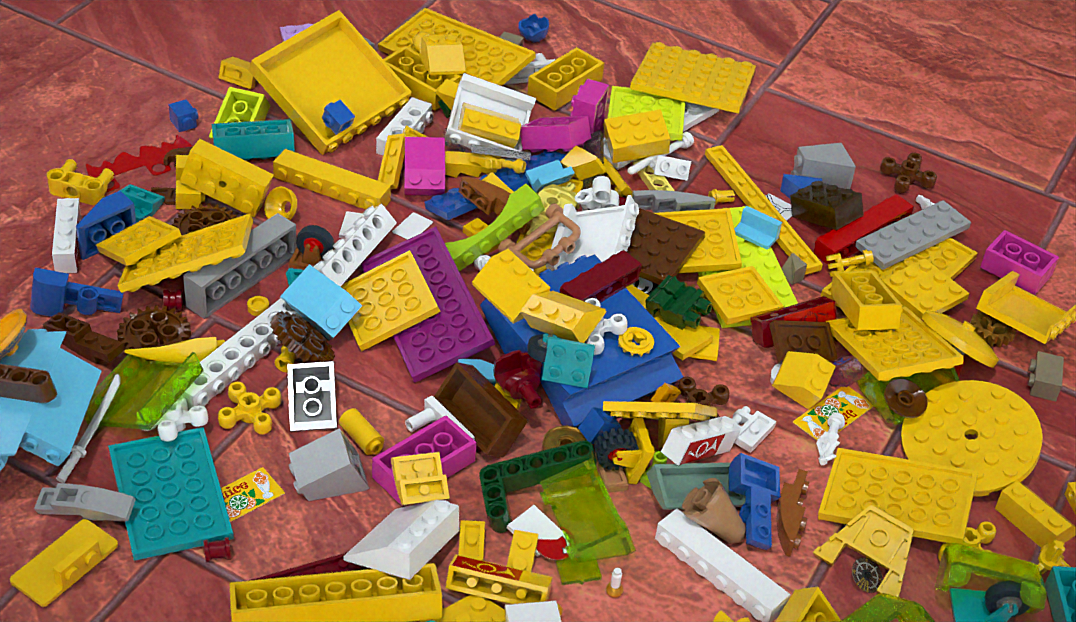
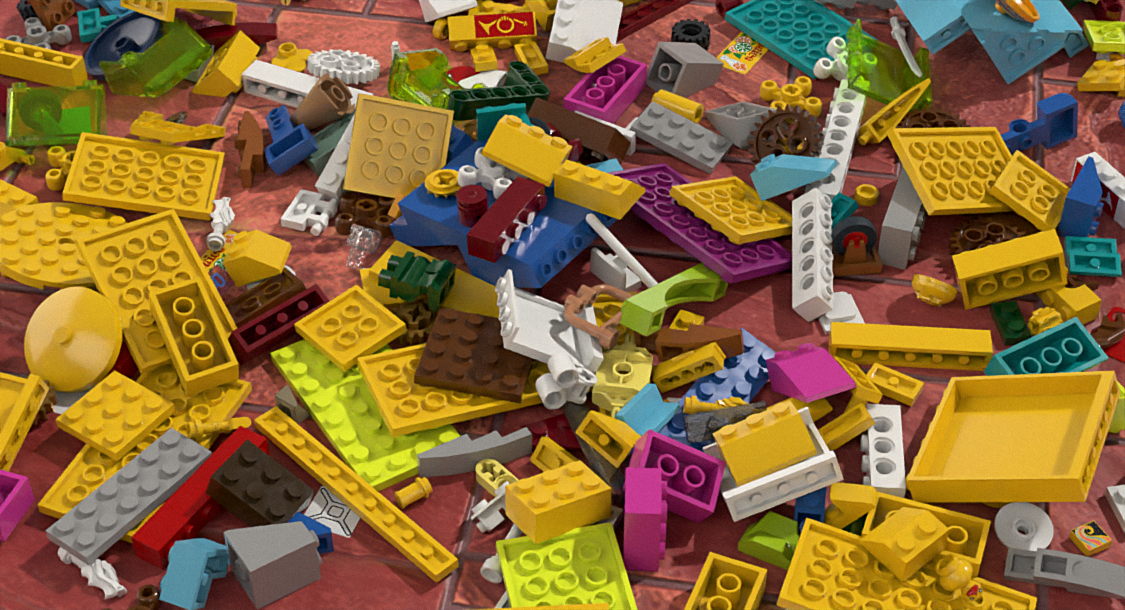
camera: 165 degrees right, 0 degrees up
(83, 340) = (994, 113): reddish brown slope -> none
(291, 529) = (691, 32): none -> black tyre
(337, 116) = (960, 390): blue brick -> none
(362, 164) = (895, 384): none -> yellow plate
(381, 395) = (681, 137): none -> light grey plate
(412, 226) = (779, 334): white sticker -> none
(624, 298) = (470, 204): none -> dark red piece
(664, 598) = (344, 65): none -> white gear
(705, 375) = (362, 240): none -> clear piece
(758, 228) = (348, 431): medium azure panel -> none
(871, 179) = (191, 572): none -> medium azure brick

